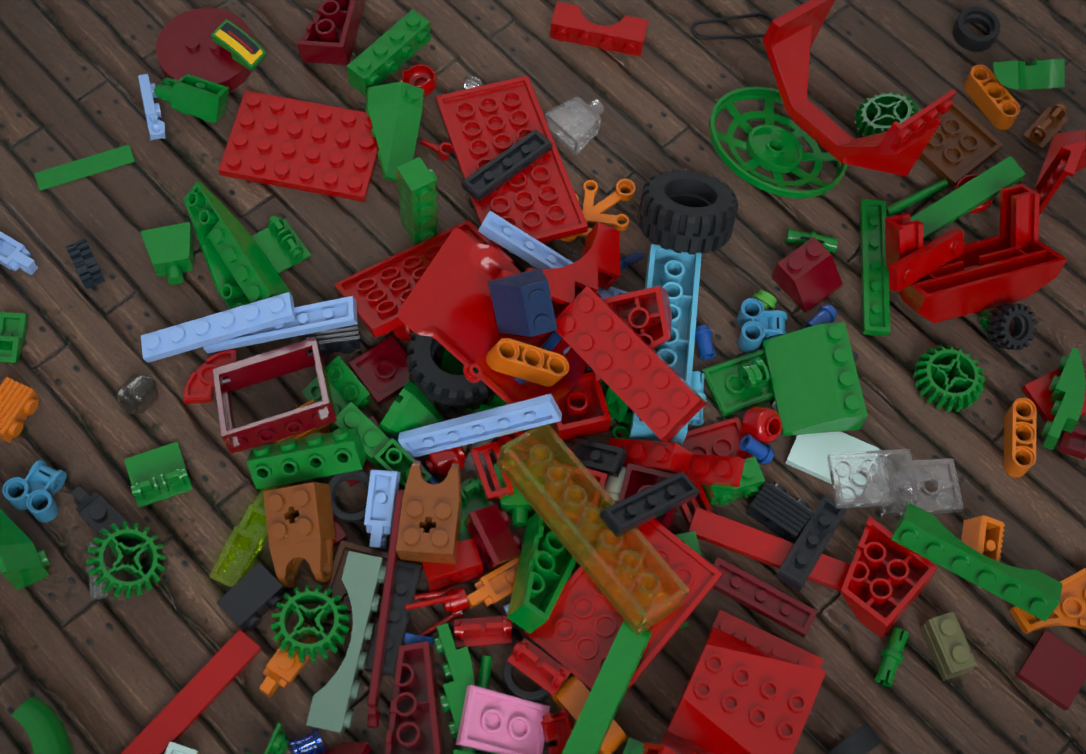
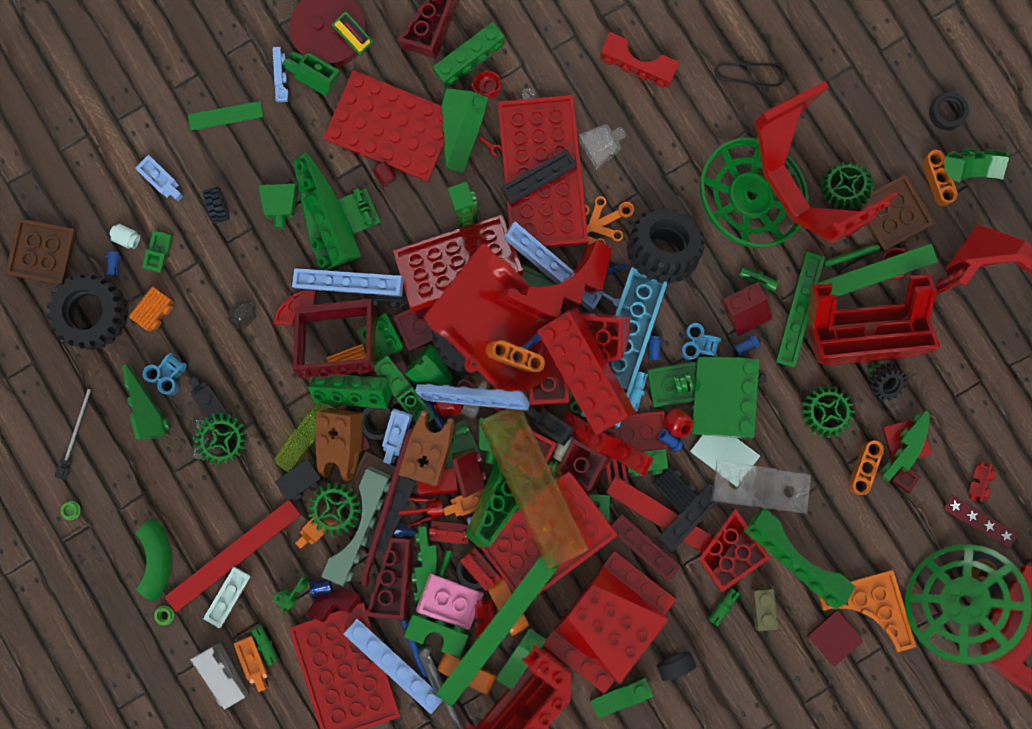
camera: 20 degrees right, 20 degrees up
(158, 474) = (248, 376): green hinge -> none
(218, 327) = (304, 275): light blue plate -> none
(306, 198) = (384, 174): none -> dark red piece
(498, 493) = (474, 408): red tile -> none
(523, 304) = (519, 316): dark blue slope -> none
(649, 504) = (577, 480): black tile -> none
(766, 299) = (708, 323): bright green plate -> none
(926, 260) = (835, 323): red plate -> none
(984, 535) = (810, 542): orange brick -> none
(1047, 125) = (976, 211): dark orange hinge -> none

